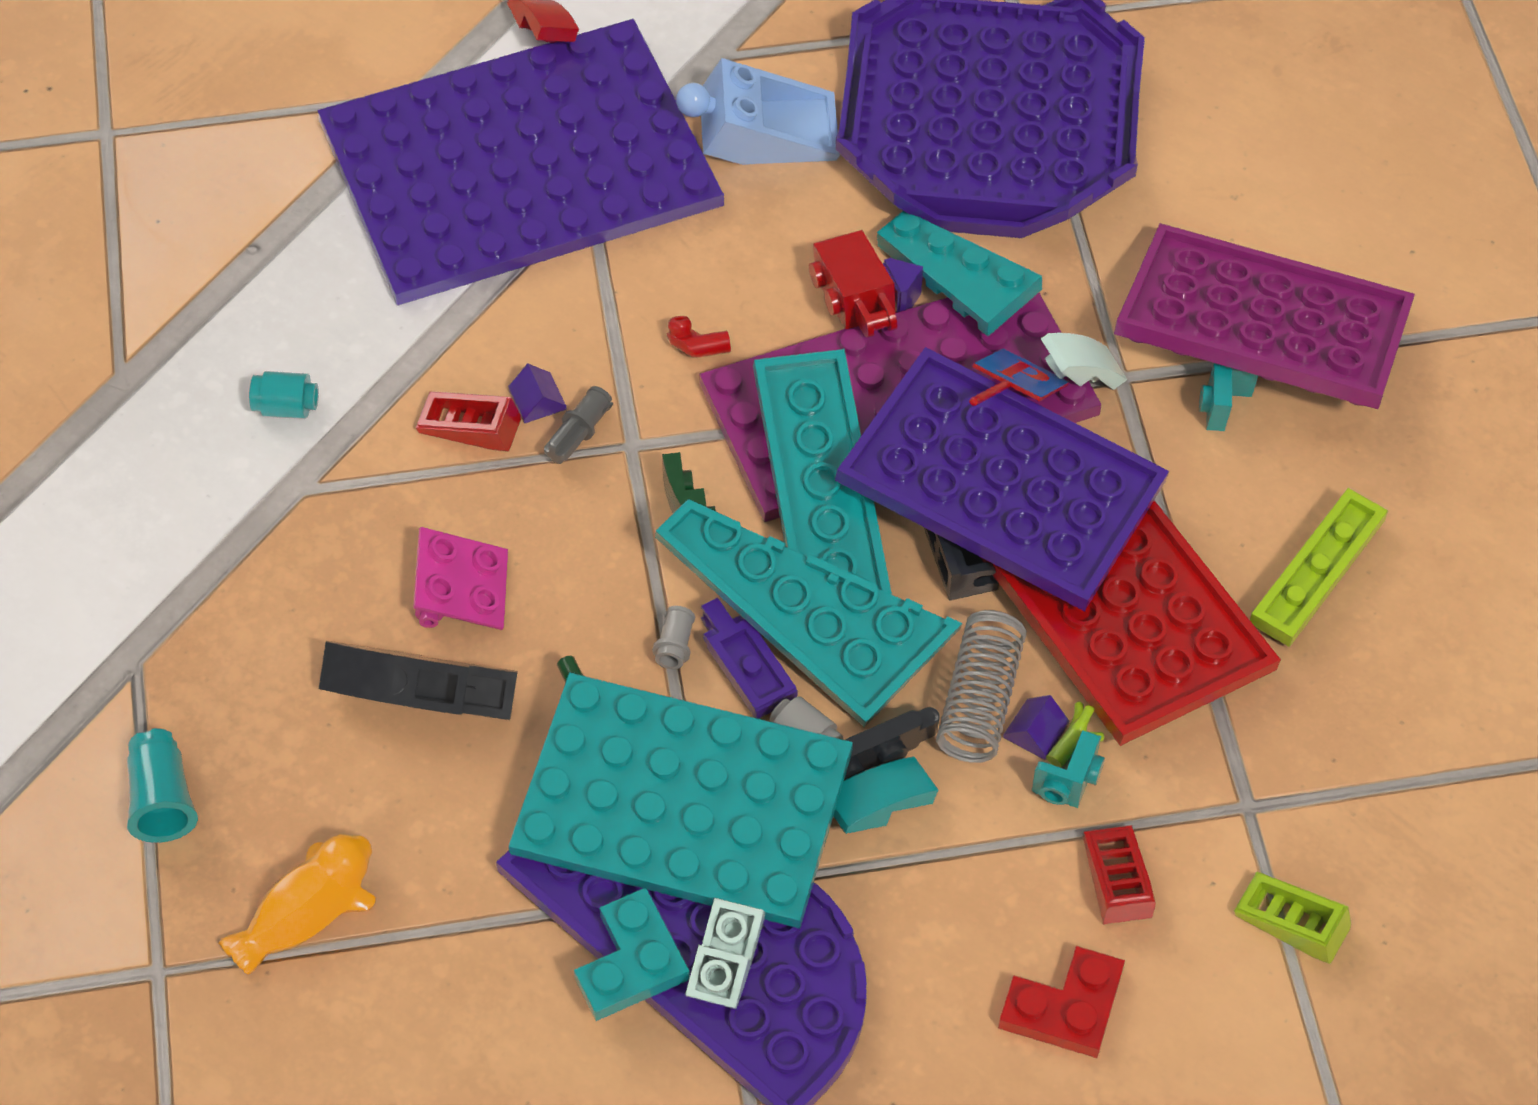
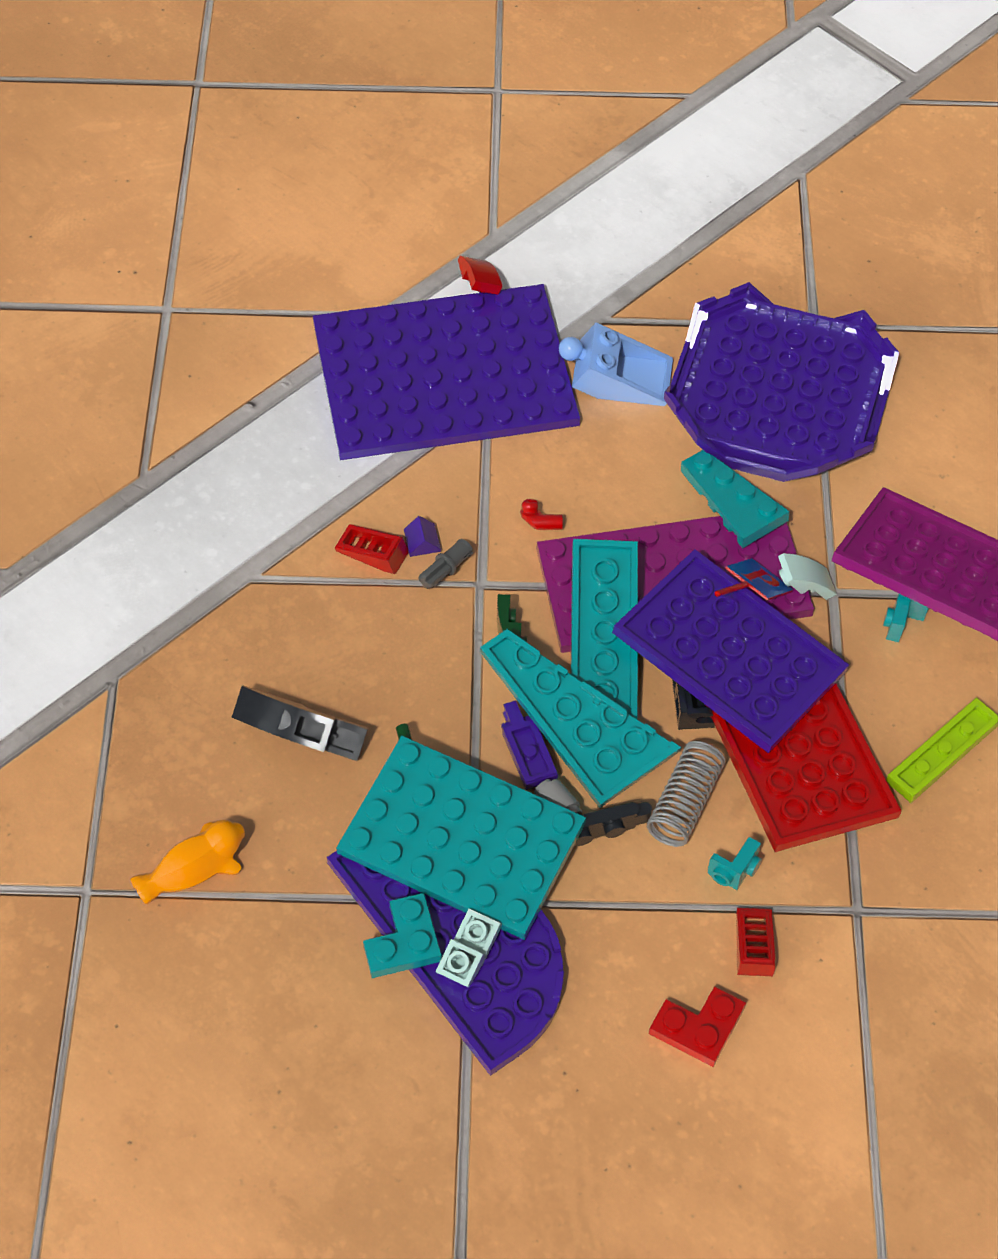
camera: 10 degrees right, 0 degrees up
(158, 789) = (110, 767): teal plant -> none
(283, 394) = (249, 510): teal brick -> none
(459, 580) = (342, 658): dark pink hinge -> none
(672, 646) = (478, 729): light grey pin -> none
(854, 283) = (657, 495): red brick -> none
(874, 794) = (594, 856): teal slope -> none
(907, 282) = (691, 501): dark purple slope -> none
(1037, 726) = (720, 828): dark purple slope -> none
(1066, 745) = (734, 847): lime bar -> none
(1306, 939) = (878, 1011): lime slope -> none

